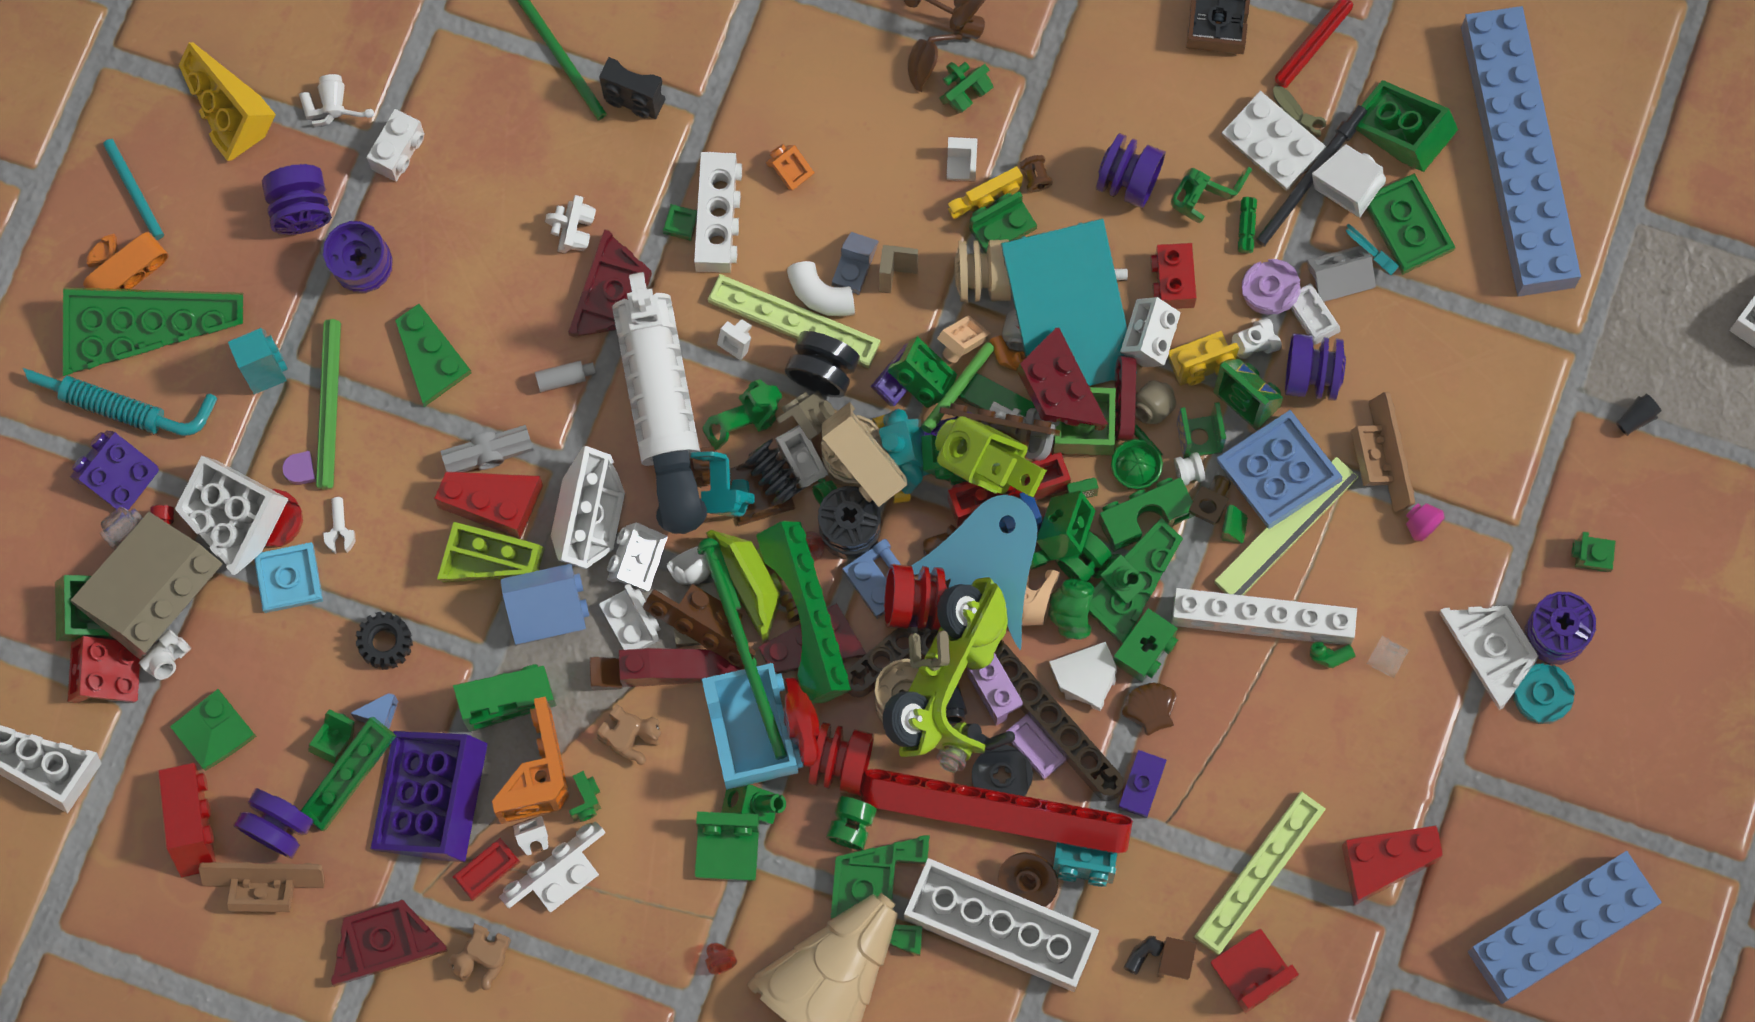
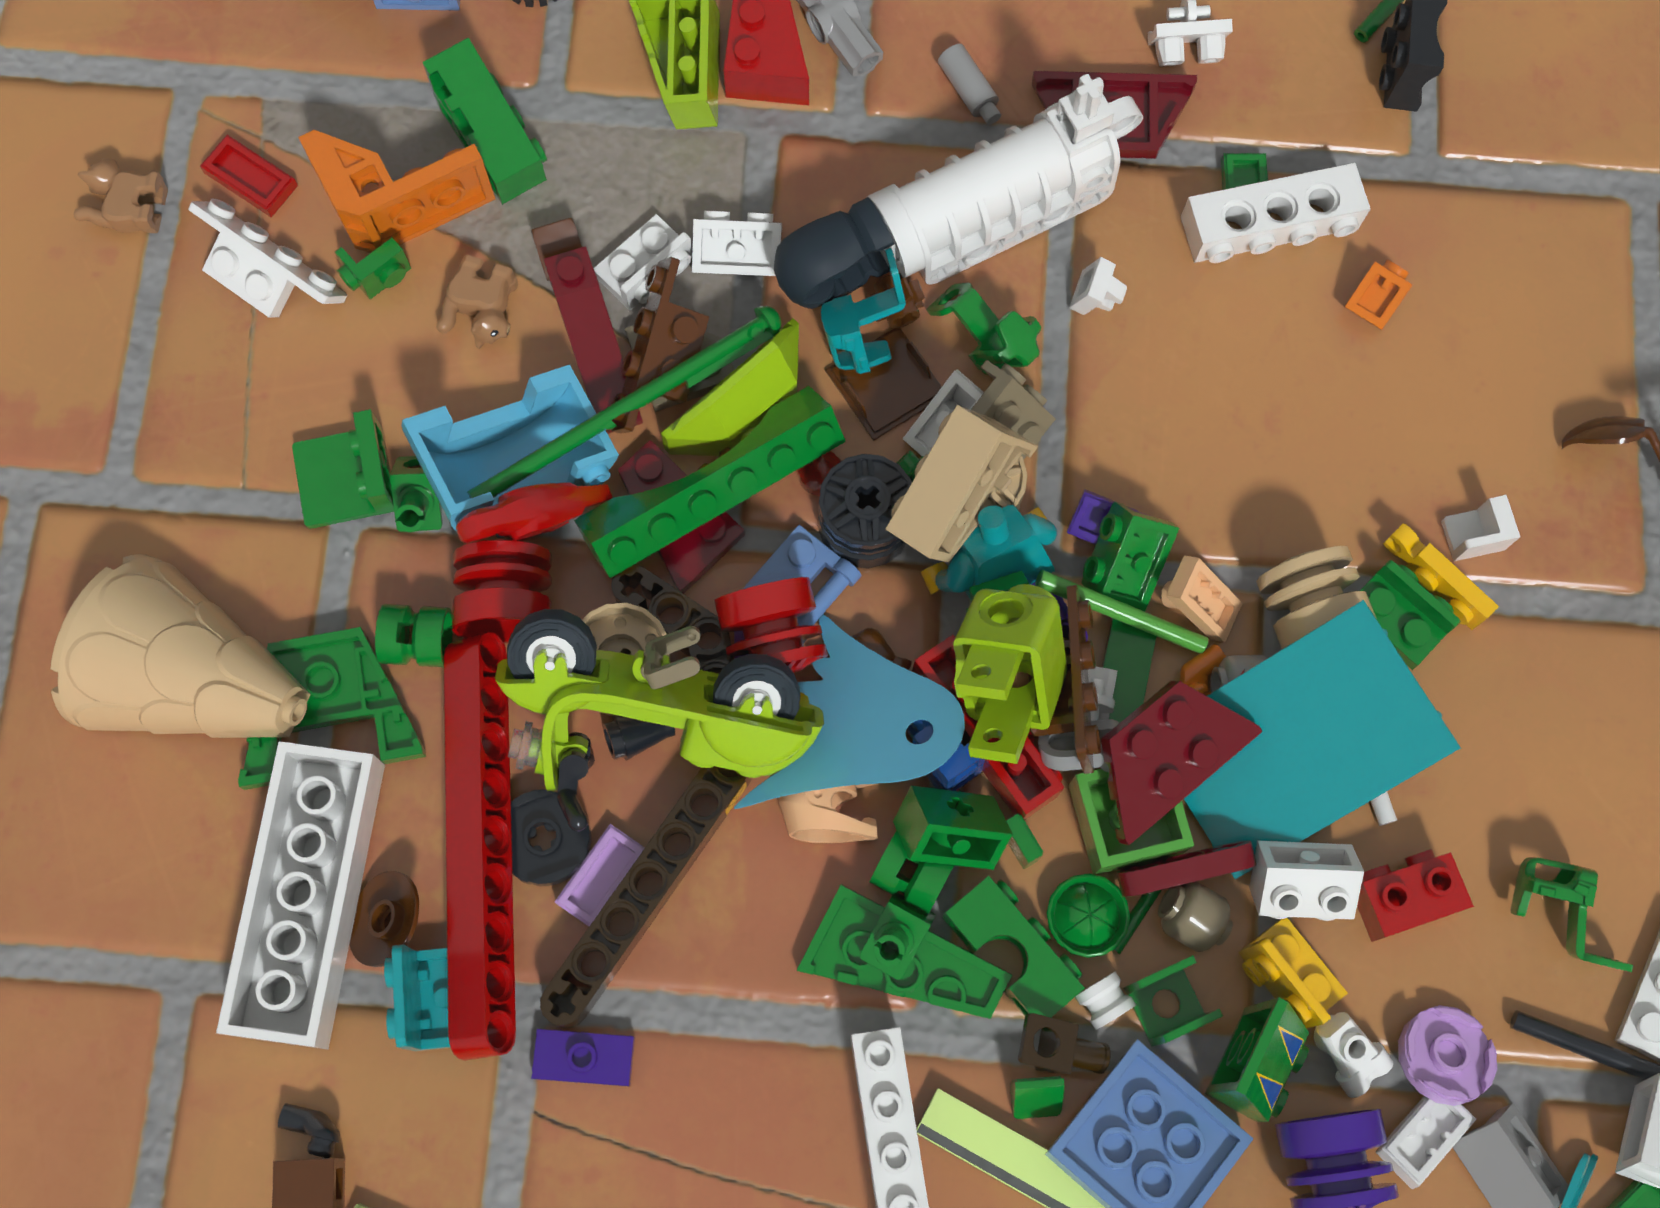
camera: 70 degrees right, 0 degrees up
(382, 941) = (119, 75): dark red wing -> none
(429, 795) = (329, 77): dark purple slope -> none
(529, 832) = (307, 212): white tile -> none
(544, 603) = (628, 134): medium blue brick -> none
(587, 509) = (781, 162): white wedge -> none
(689, 567) = (733, 308): white hair -> none
(719, 961) = (174, 509): clear red tile -> none
(773, 473) = (907, 384): black piece -> none
(787, 317) = (1150, 365): yellowish green tile -> none
(818, 295) = (1199, 379): white cylinder -> none
(822, 364) = (1099, 408): black wheel -> none
(854, 262) = (1272, 422): sand blue slope -> none
(896, 259) = (1278, 462): dark tan panel -> none
(976, 79) = (1612, 515): green hips -> none
(995, 690) = (666, 791): lavender bracket -> none
(1036, 163) = (1498, 642): reddish brown bush -> none
(1039, 559) = (887, 798): green tile -> none
(1071, 607) = (823, 869): green hair -> none
(1086, 675) = (732, 925): white slope -> none
(1130, 170) = (1556, 779): dark purple wheel -> none
(1150, 706) = (708, 1038): reddish brown animal -> none
(1152, 630) = (829, 1000): green brick -> none
(1247, 225) = (1535, 990): green axle -> none

